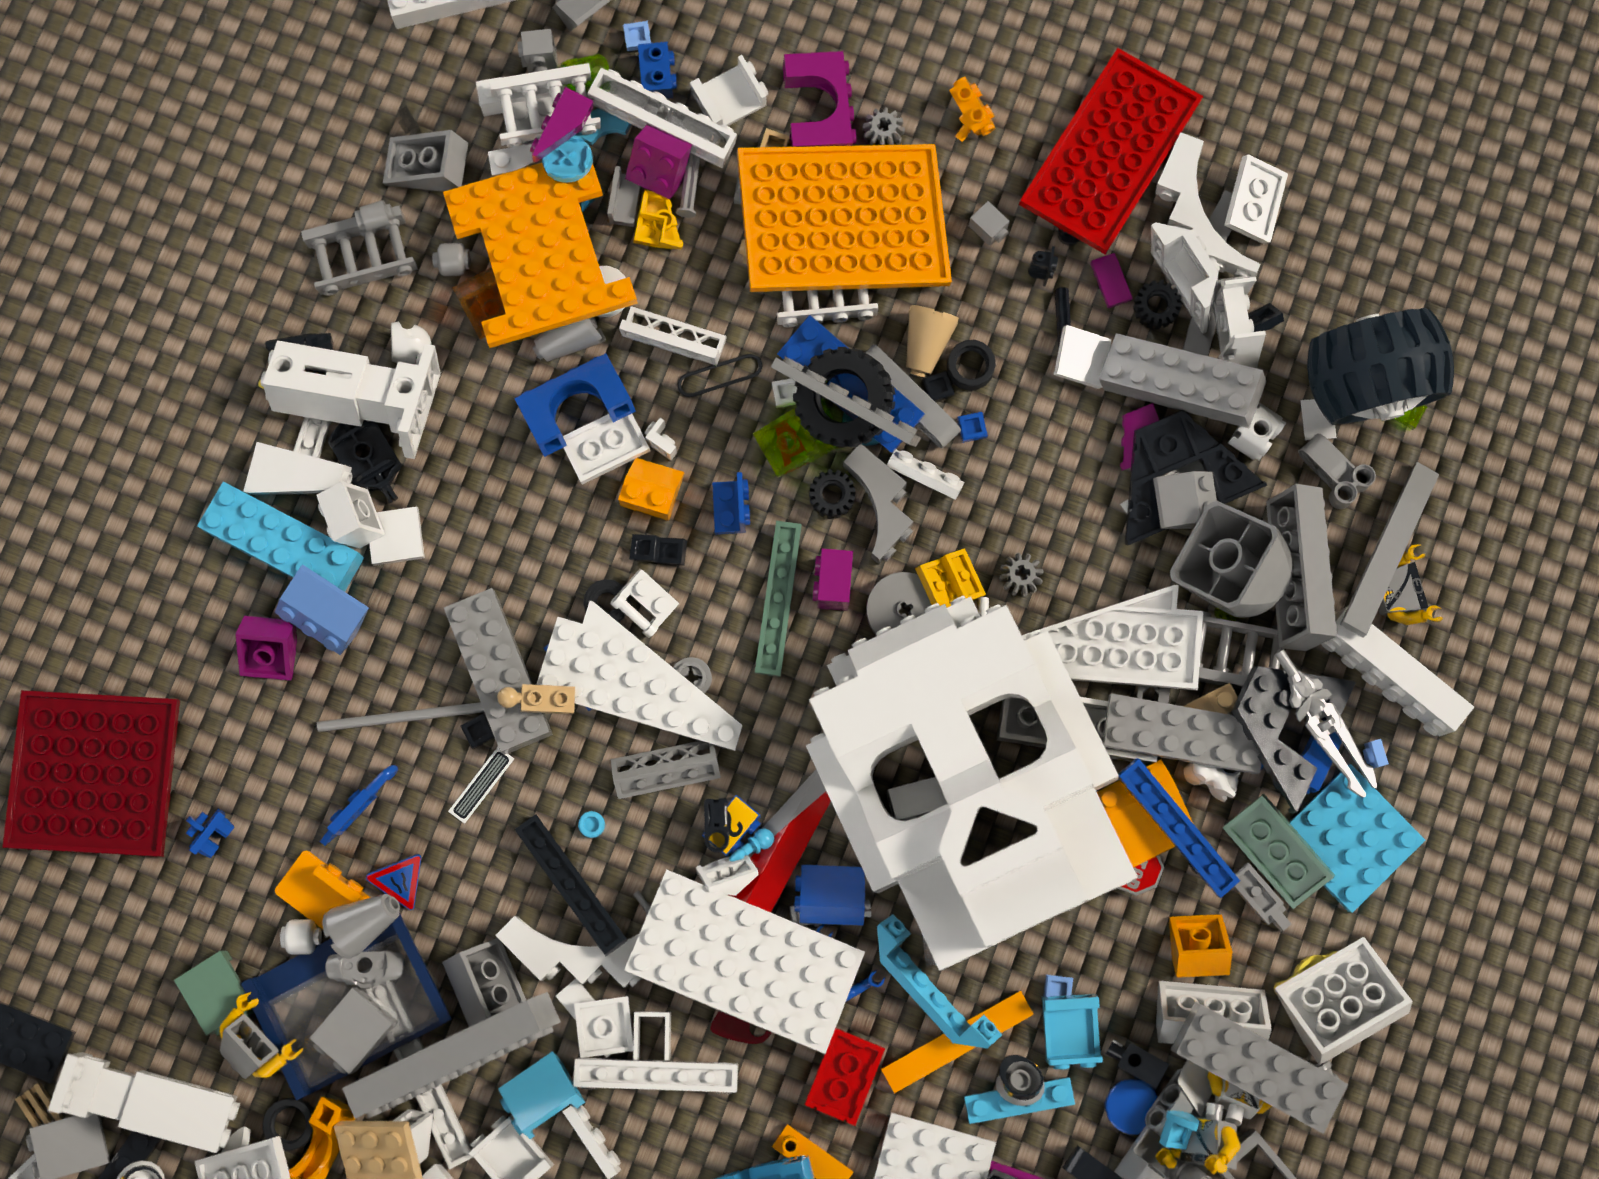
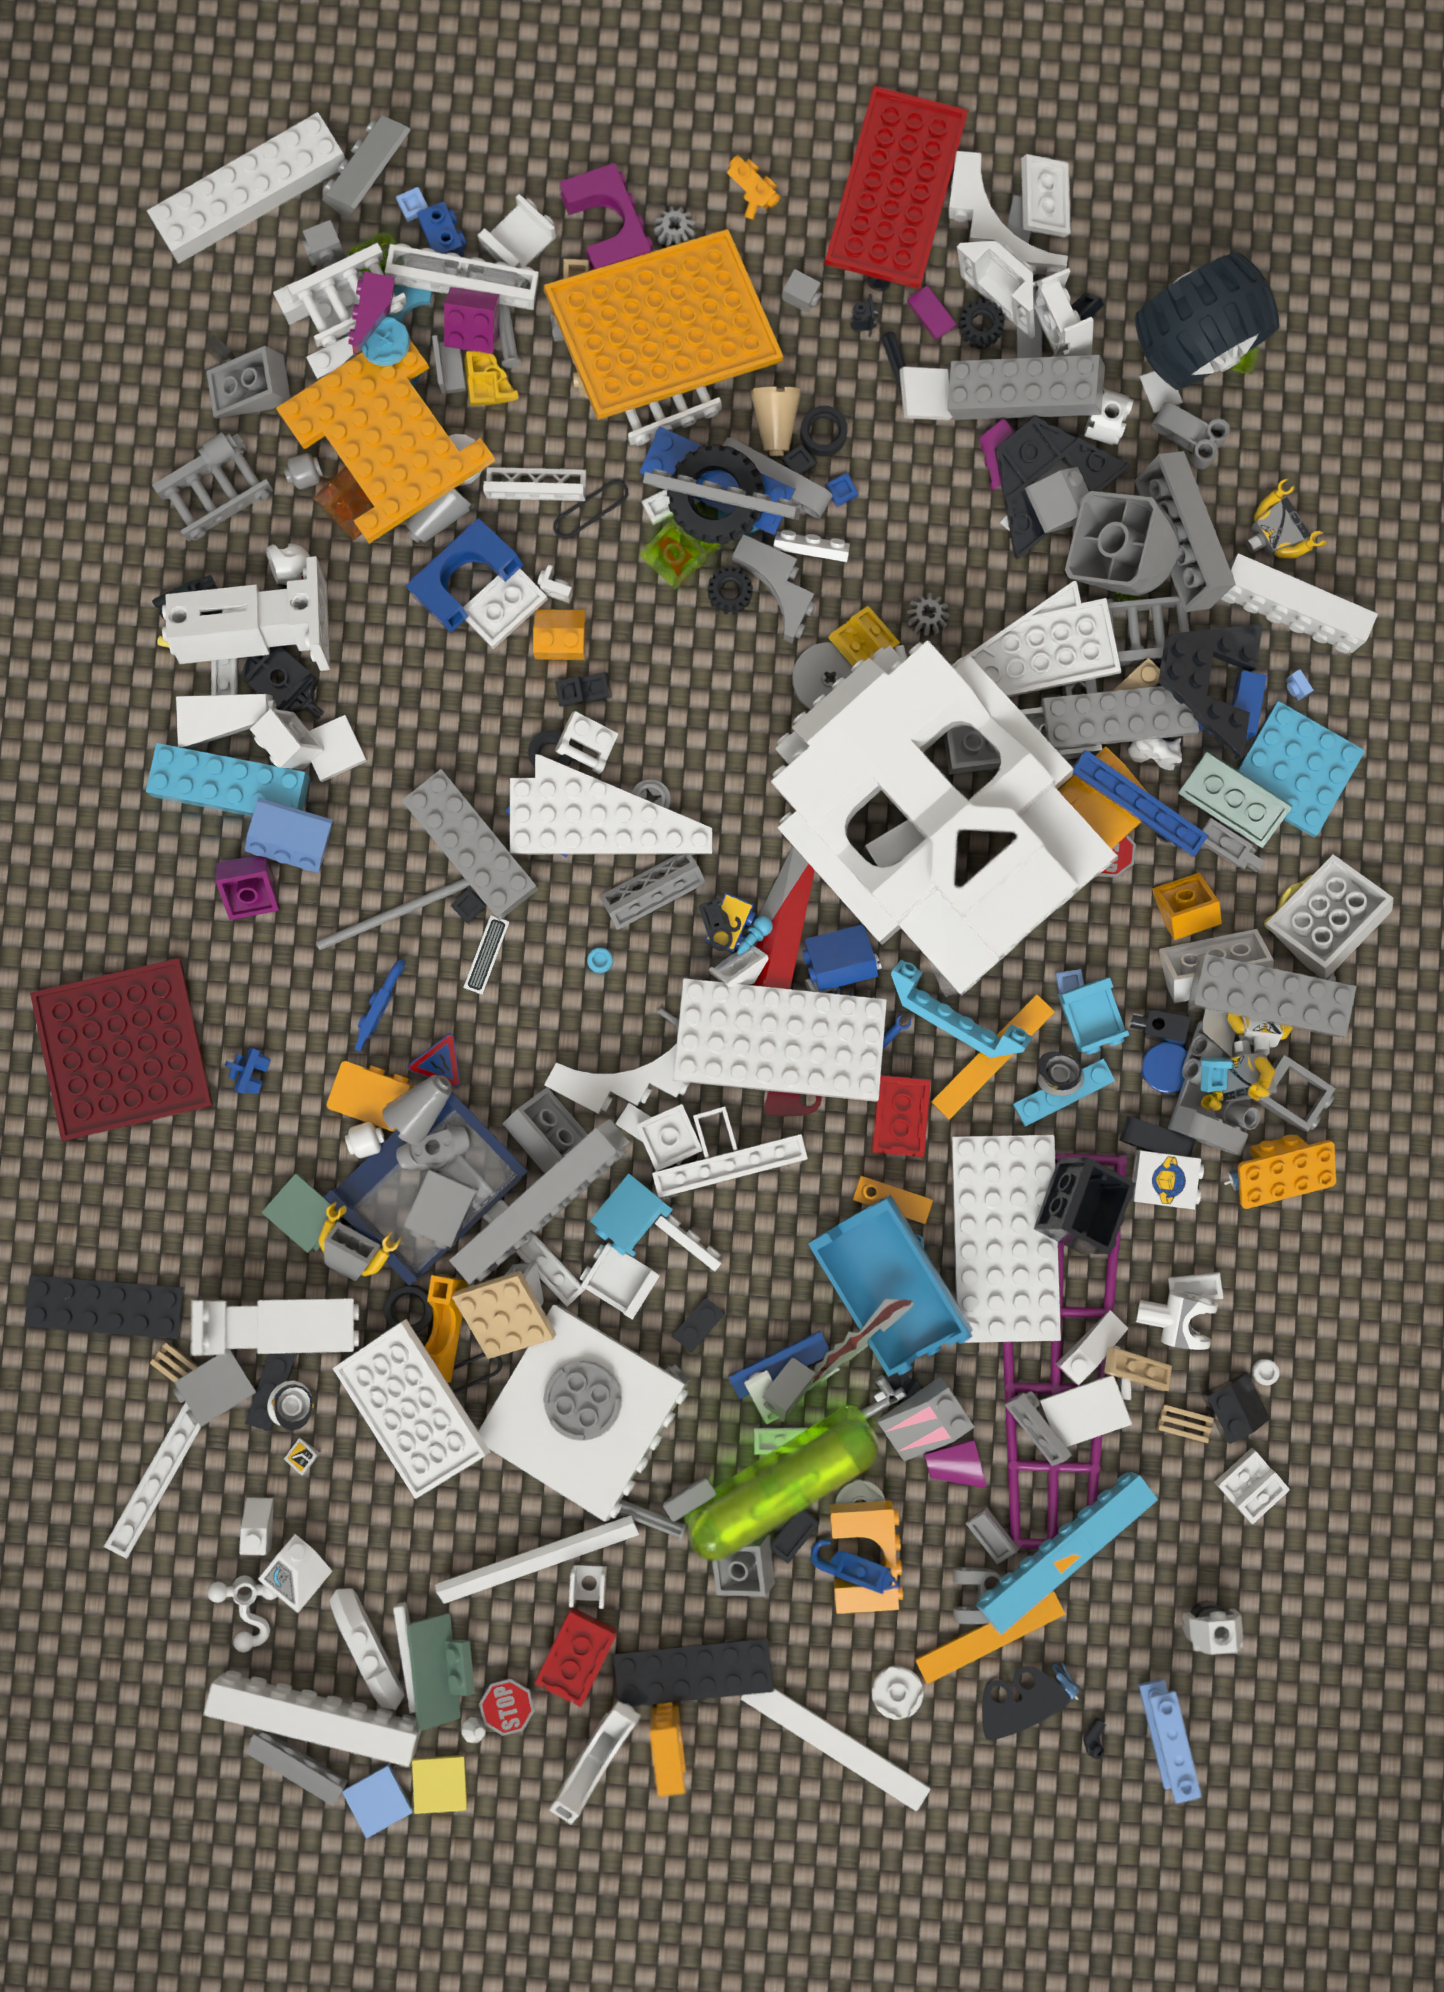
camera: 20 degrees left, 5 degrees up
(238, 1139) = (366, 1336): white tile -> none
(539, 698) = (518, 857): tan plate -> none
(571, 885) = (599, 1019): black plate -> none
(729, 506) = (638, 629): blue bracket -> none
(778, 599) = (709, 702): sand green plate -> none
(834, 583) = (757, 669): magenta brick -> none
(1309, 701) = (1225, 652): light grey sword -> none
(1389, 550) = (1261, 491): light grey tile -> none

